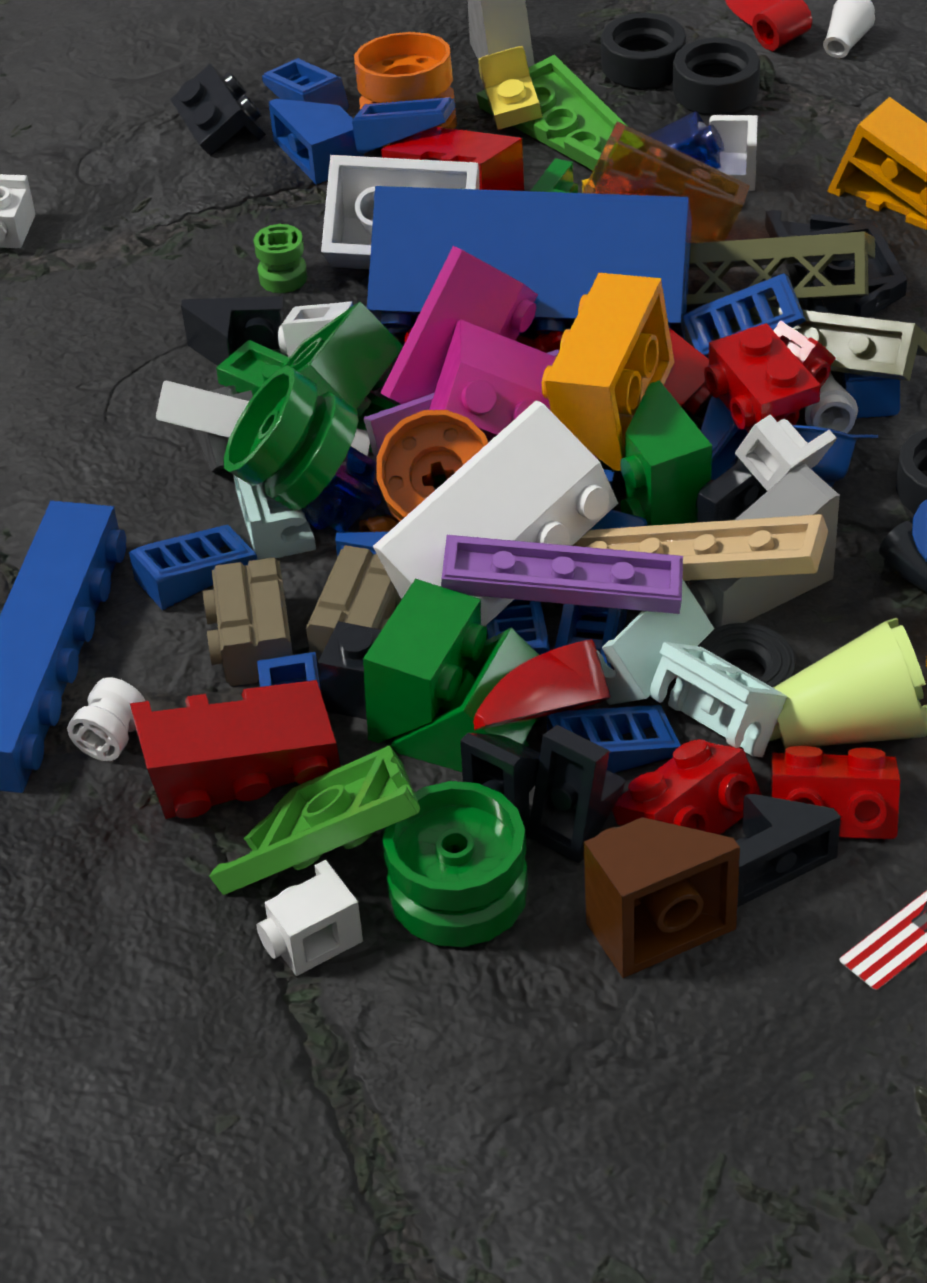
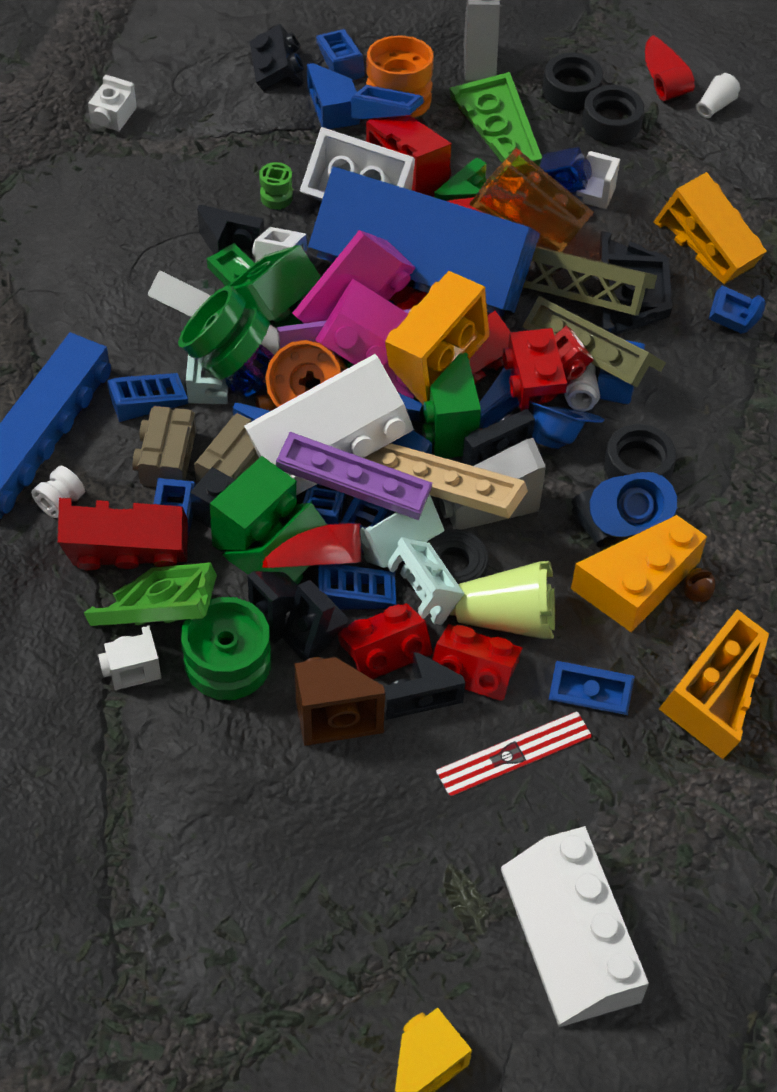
camera: 10 degrees right, 10 degrees up
(509, 87) = (469, 93): light yellow slope -> none
(719, 312) = (524, 313): blue slope -> none
(777, 448) = (525, 422): white panel -> none

